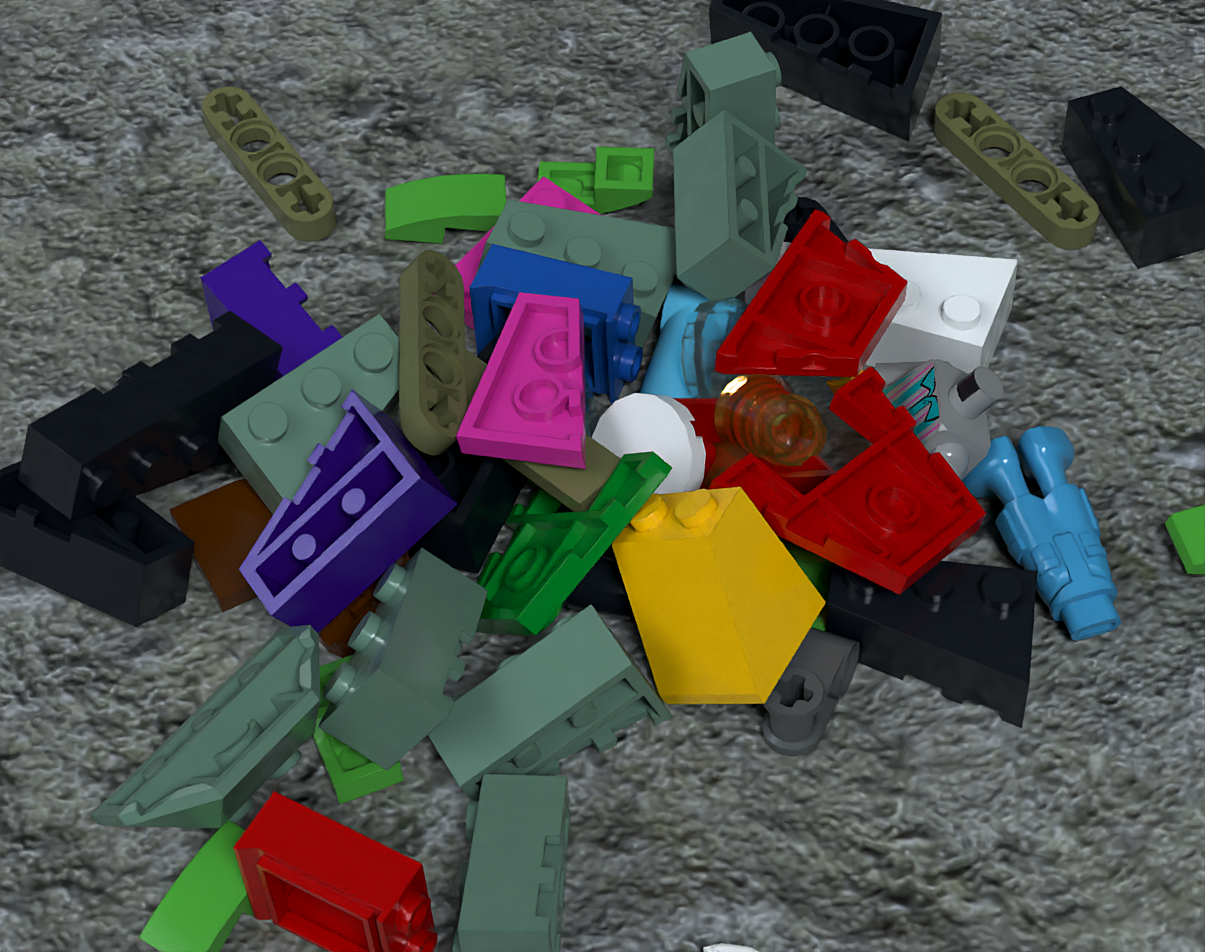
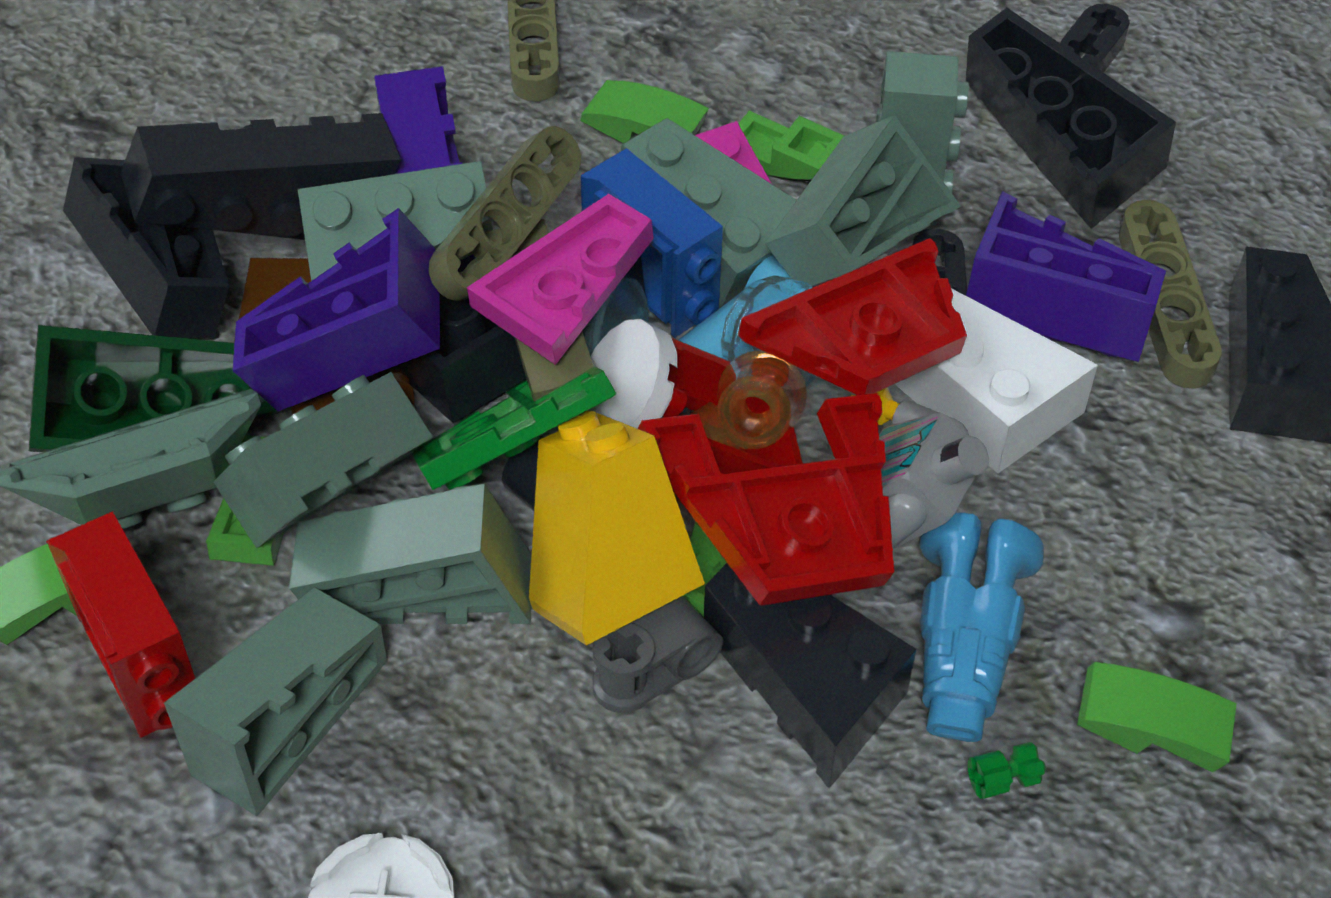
camera: 25 degrees right, 0 degrees up
(136, 689) = (111, 380): none -> dark green wedge
(934, 202) = (1063, 284): none -> dark purple wedge
(1149, 643) = (993, 774): none -> green piece

